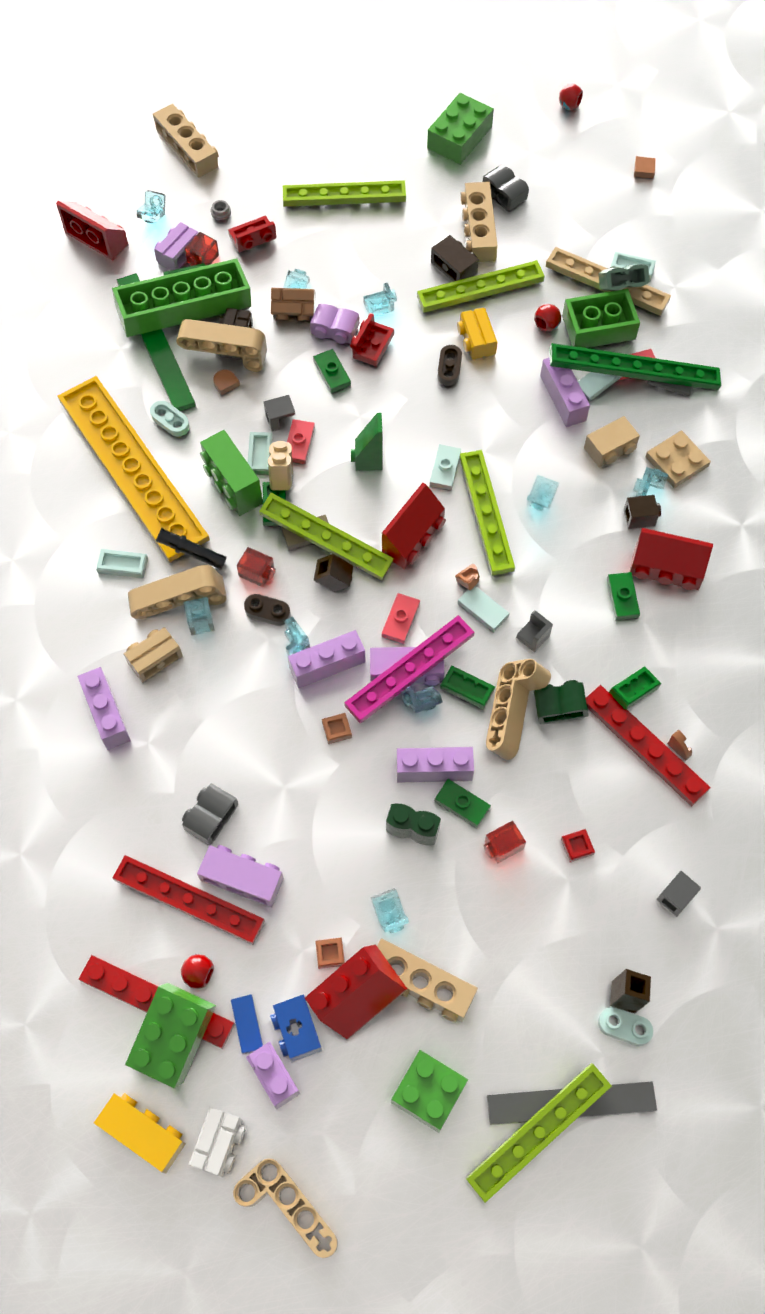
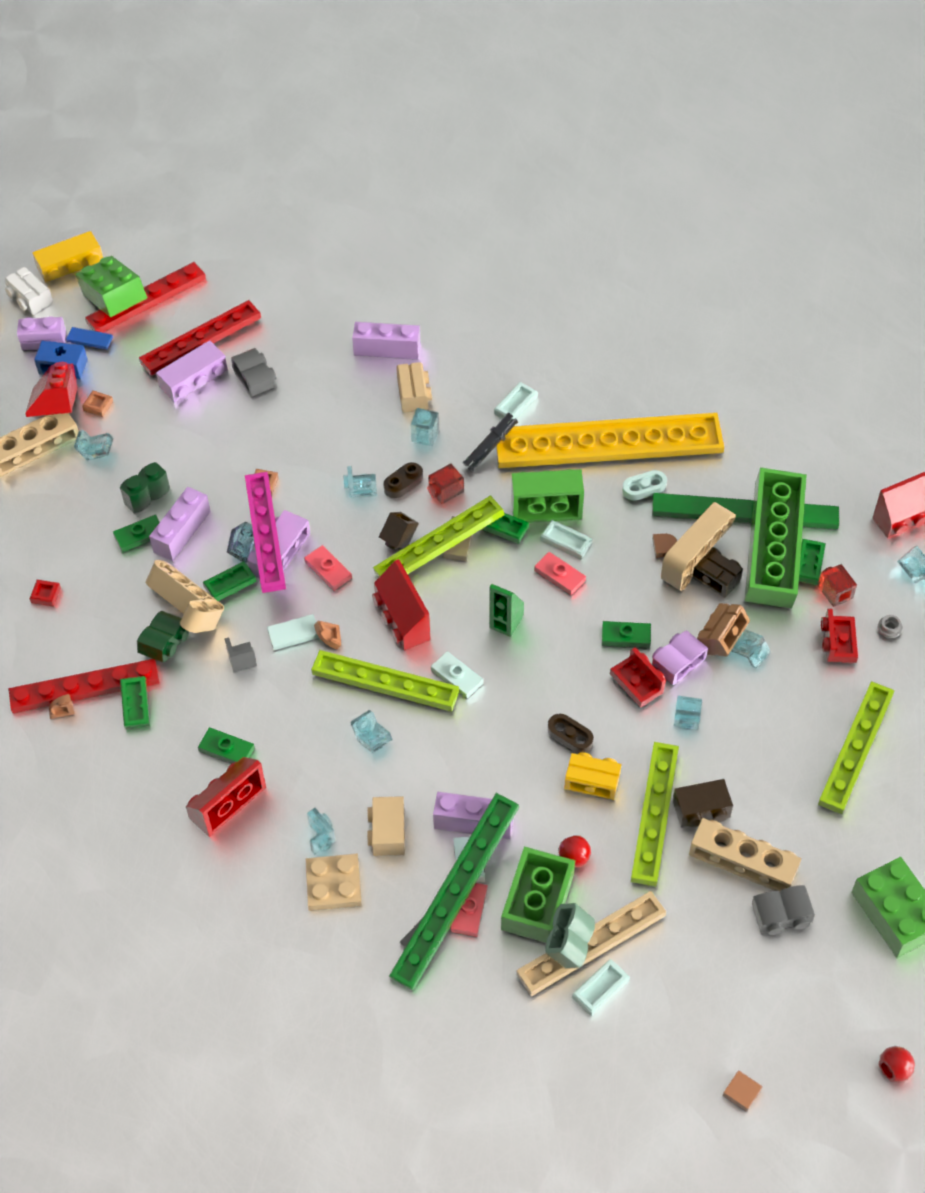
camera: 120 degrees right, 10 degrees down
(171, 250) = (857, 564): lavender brick -> none
(175, 590) = (453, 421): tan beam -> none
(197, 971) = (145, 321): red piece -> none
(278, 409) = (598, 563): dark grey panel -> none
(280, 466) = (528, 531): tan brick -> none
(327, 659) = (324, 494): lavender brick -> none
(504, 842) = (84, 540): clear red brick -> none
(641, 511) = (294, 807): dark brown brick -> none

